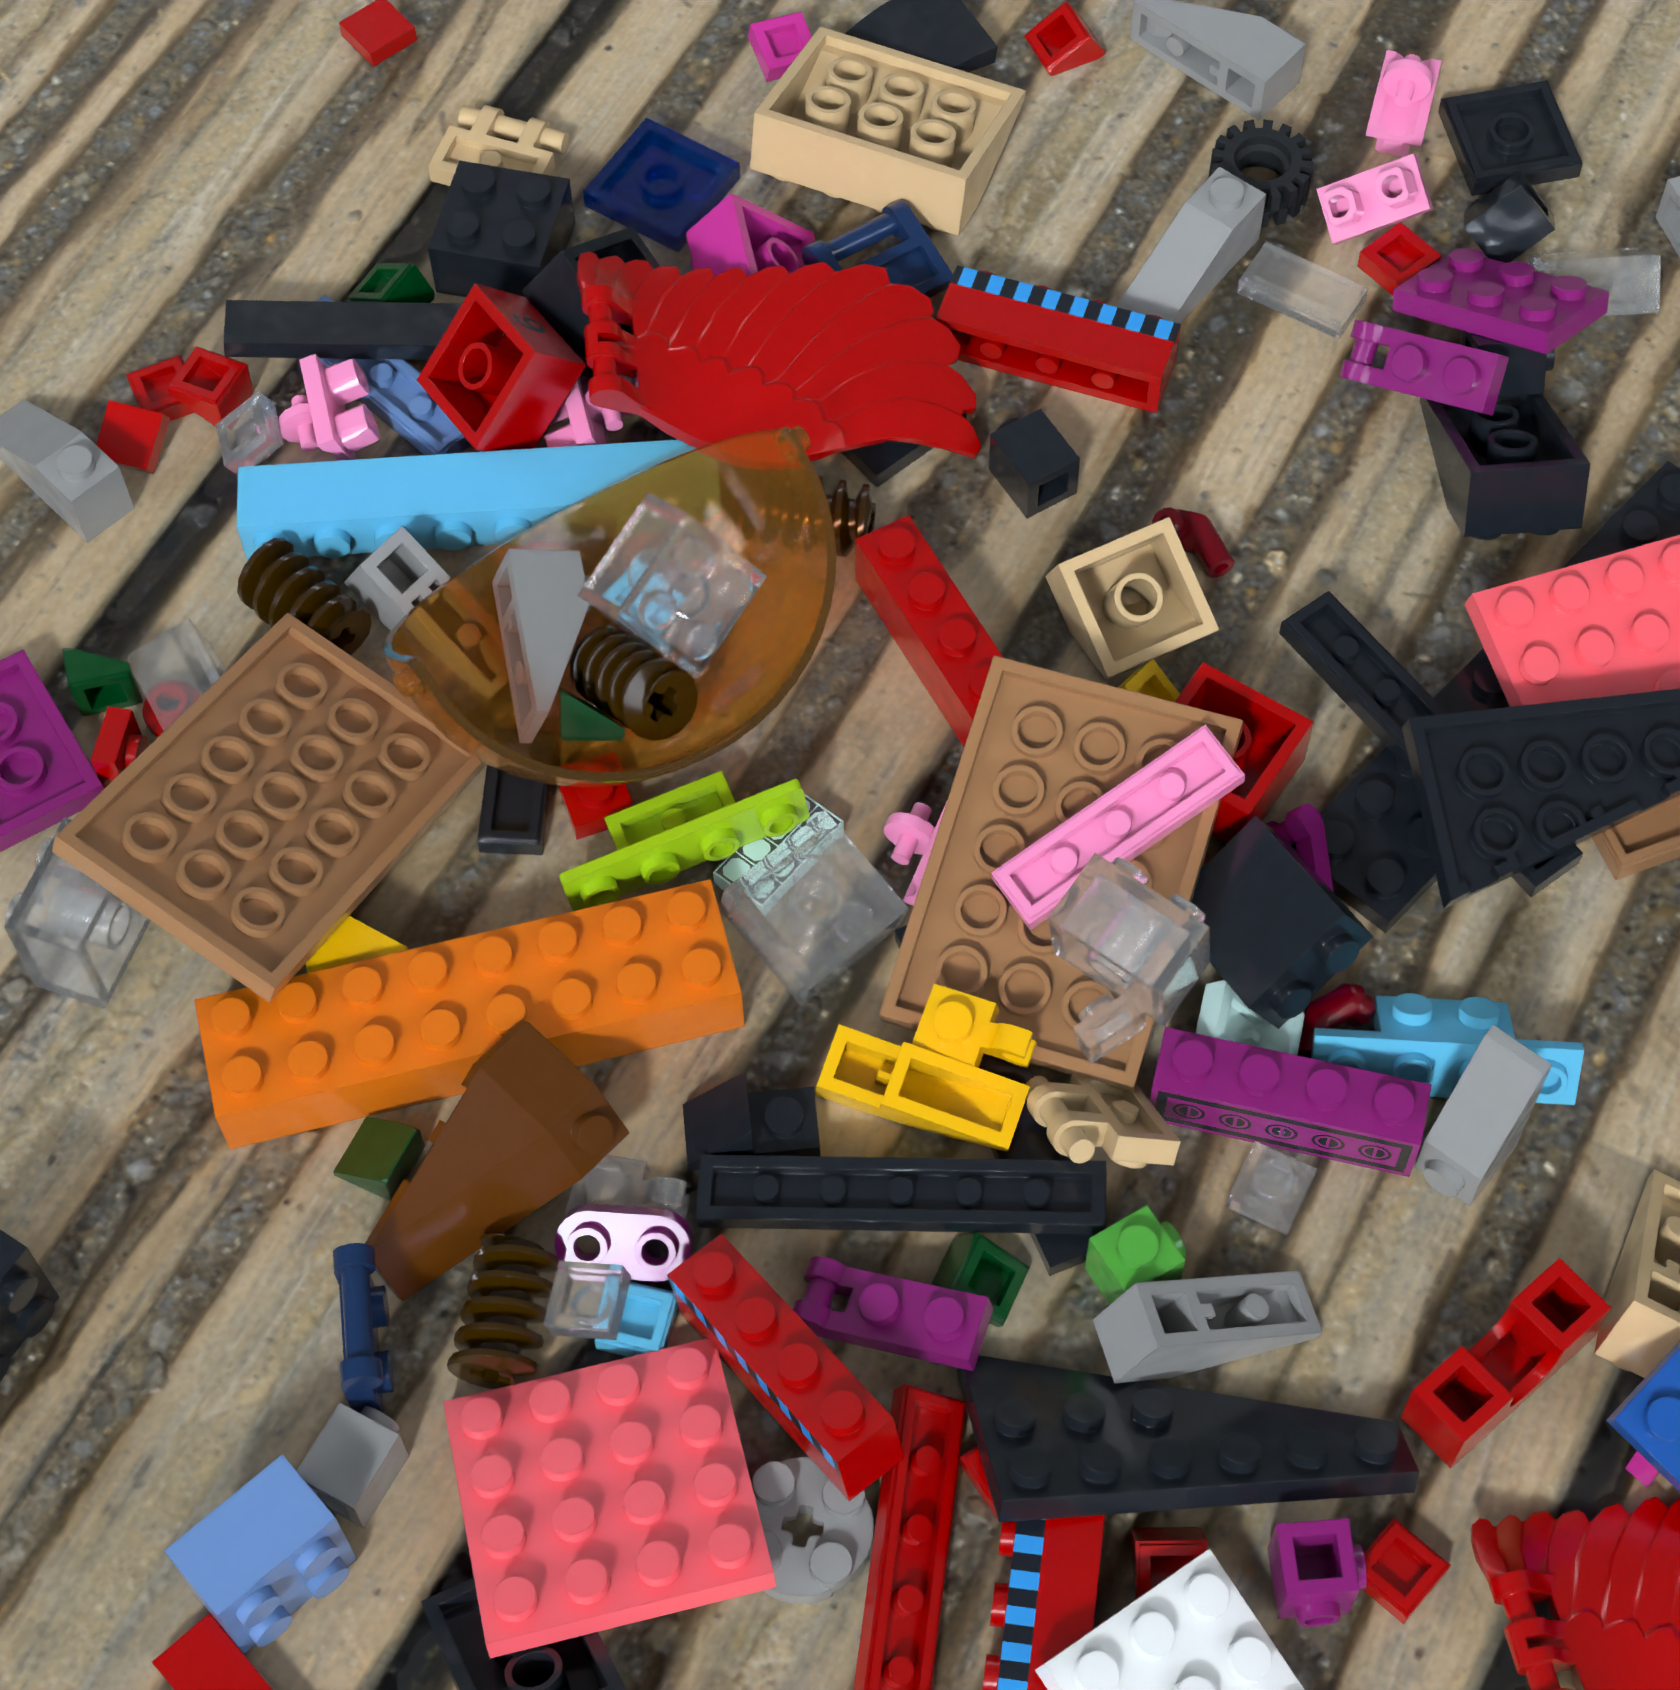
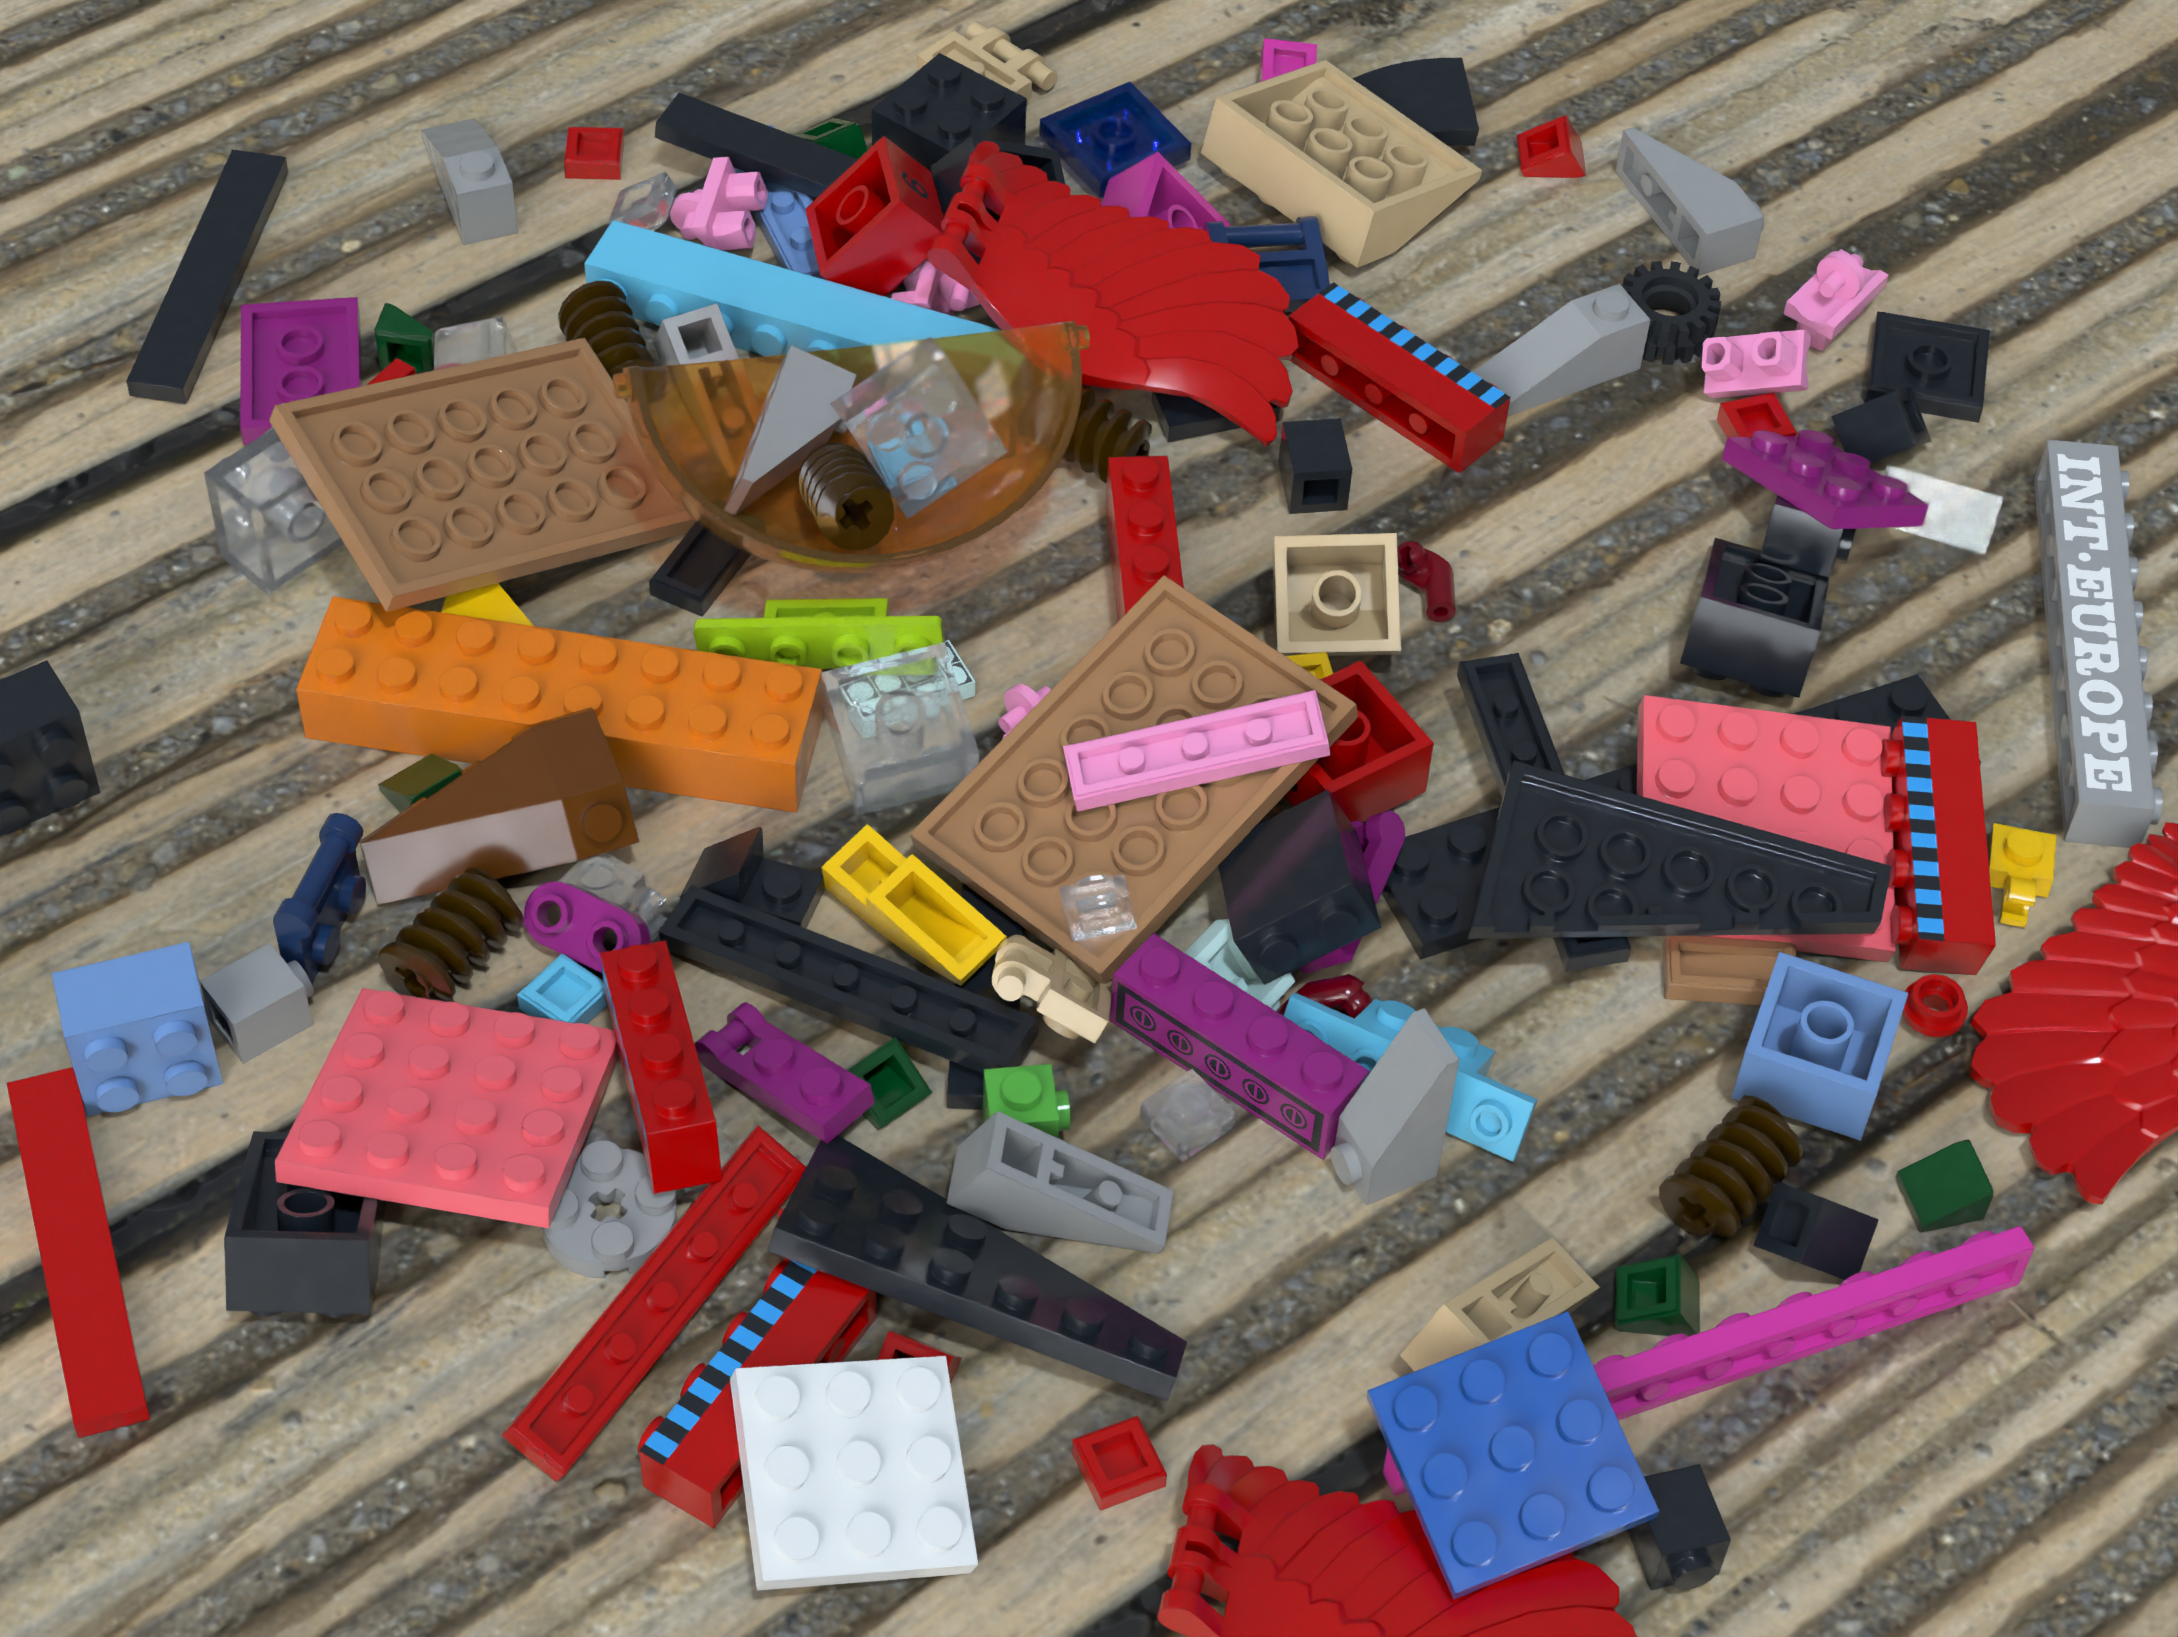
camera: 20 degrees right, 10 degrees down
(132, 436) = (544, 174): red tile -> none
(211, 384) = (632, 156): red slope -> none
(585, 722) = (785, 510): dark green slope -> none
(587, 1300) = (525, 953): clear plate -> none
(590, 805) = (765, 581): red plate -> none
(966, 1029) = (978, 870): yellow plate -> none
(1131, 936) = (1148, 830): clear brick -> none
(1302, 290) = (1653, 421): clear tile -> none
(1315, 1571) = (1033, 1415): magenta brick -> none
(1426, 367) = (1721, 511): magenta plate -> none
(1517, 1356) = (1357, 1319): red arch -> none

